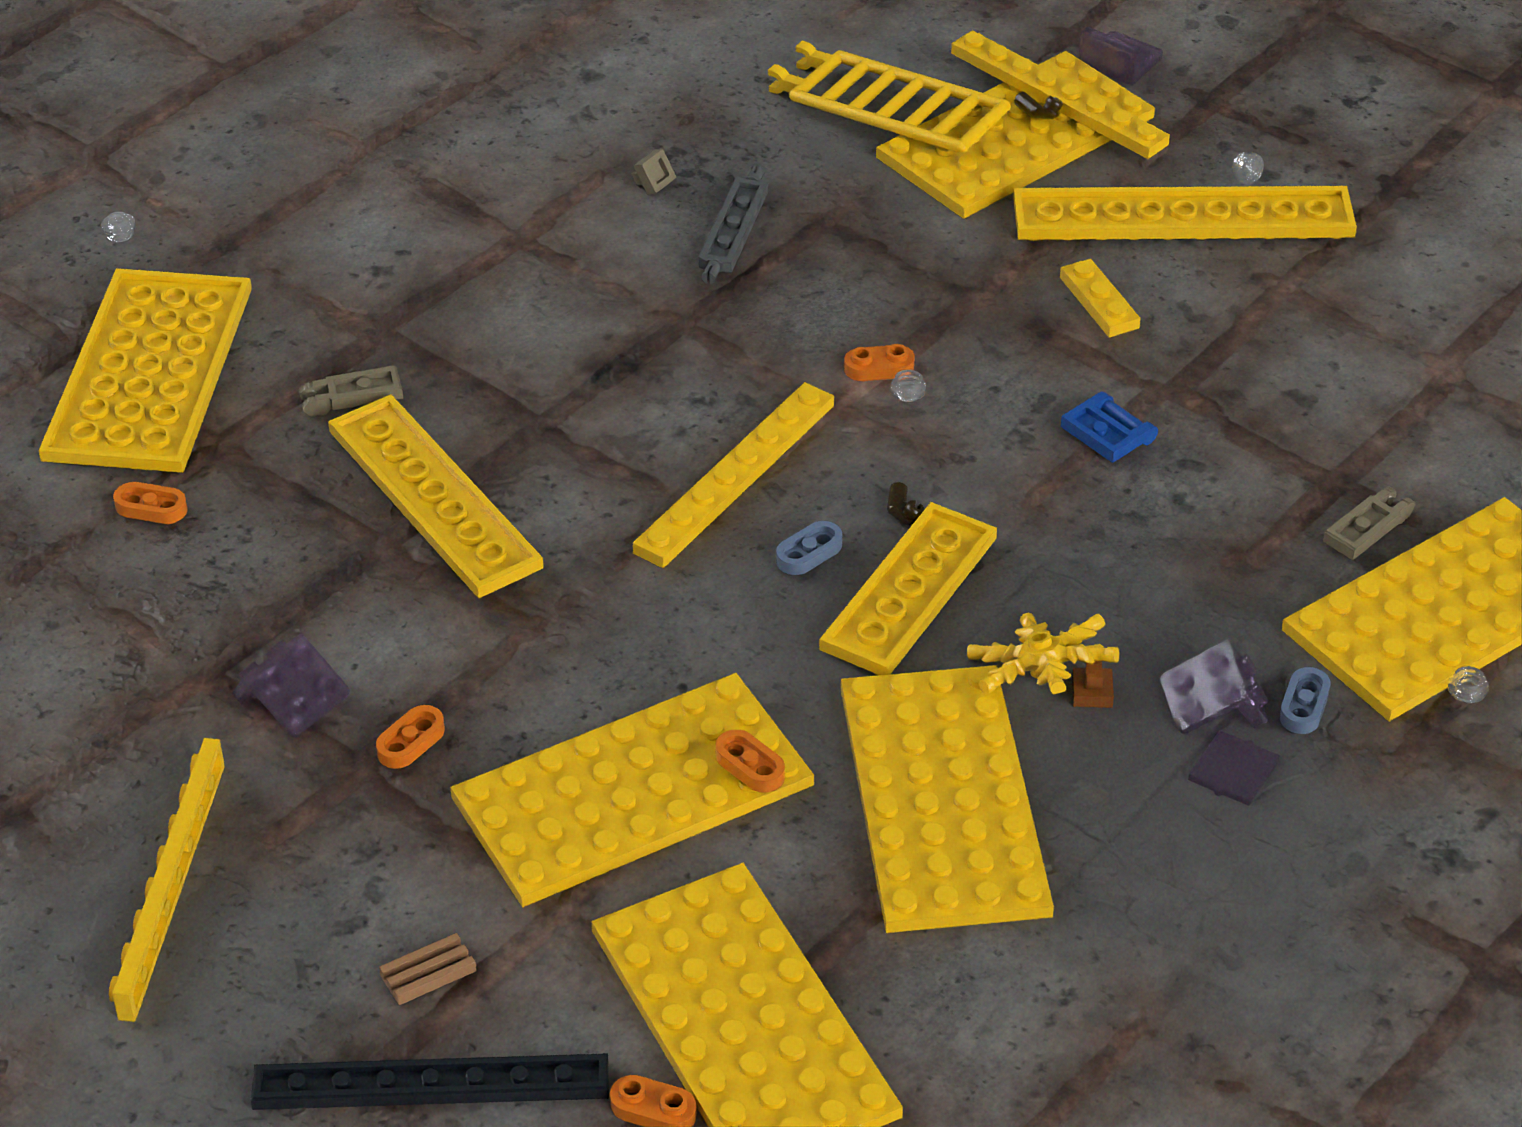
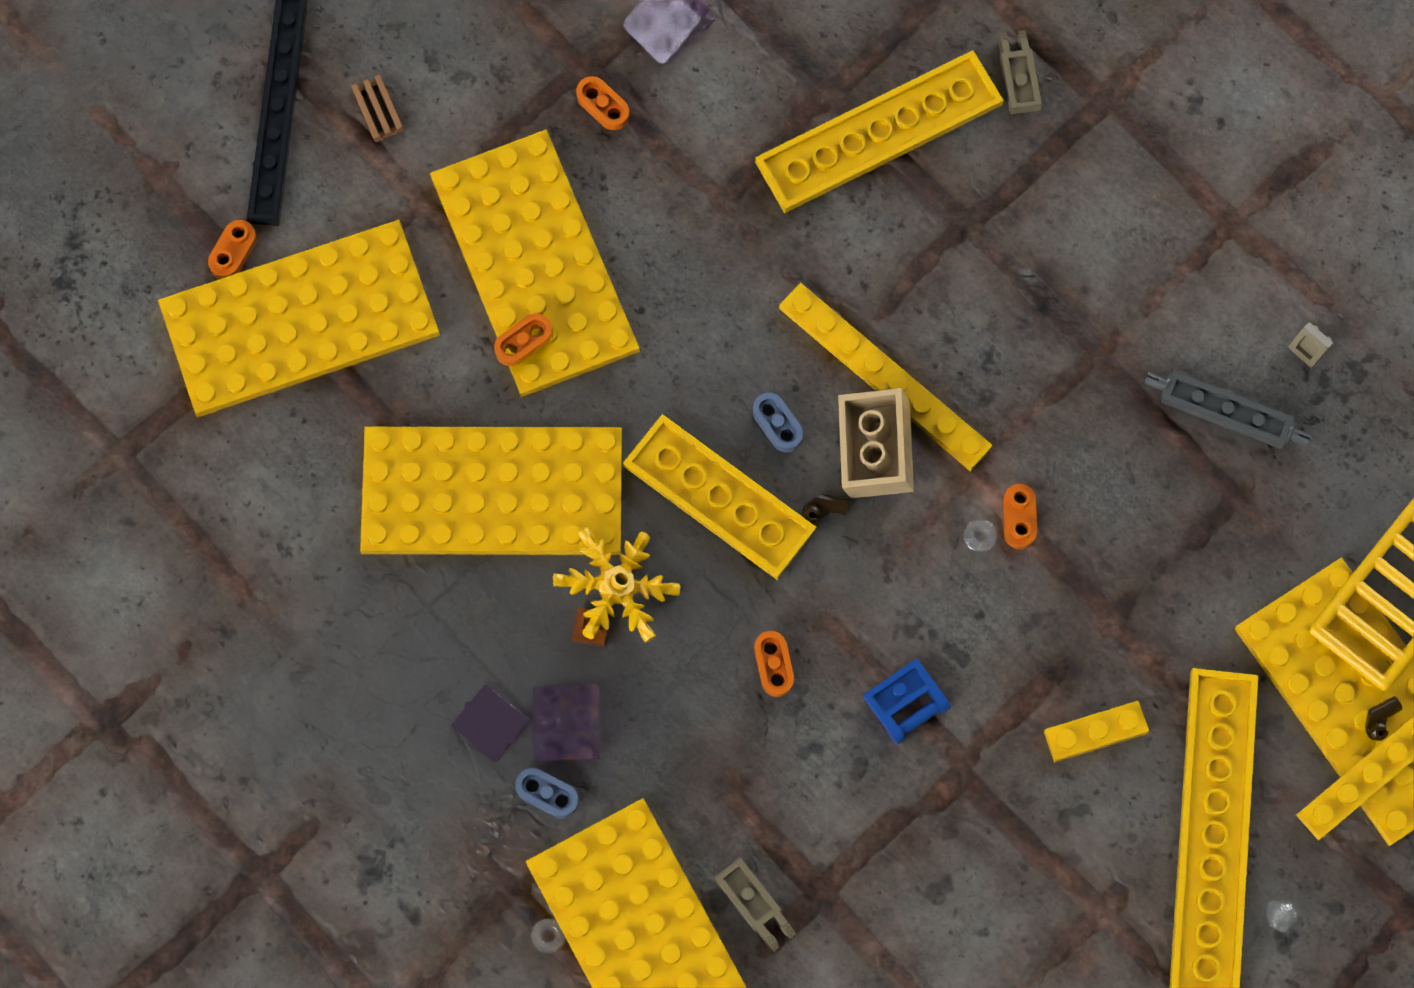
camera: 95 degrees right, 30 degrees up
(826, 453) = (875, 443): none -> tan brick
(1096, 528) = (775, 664): none -> orange plate

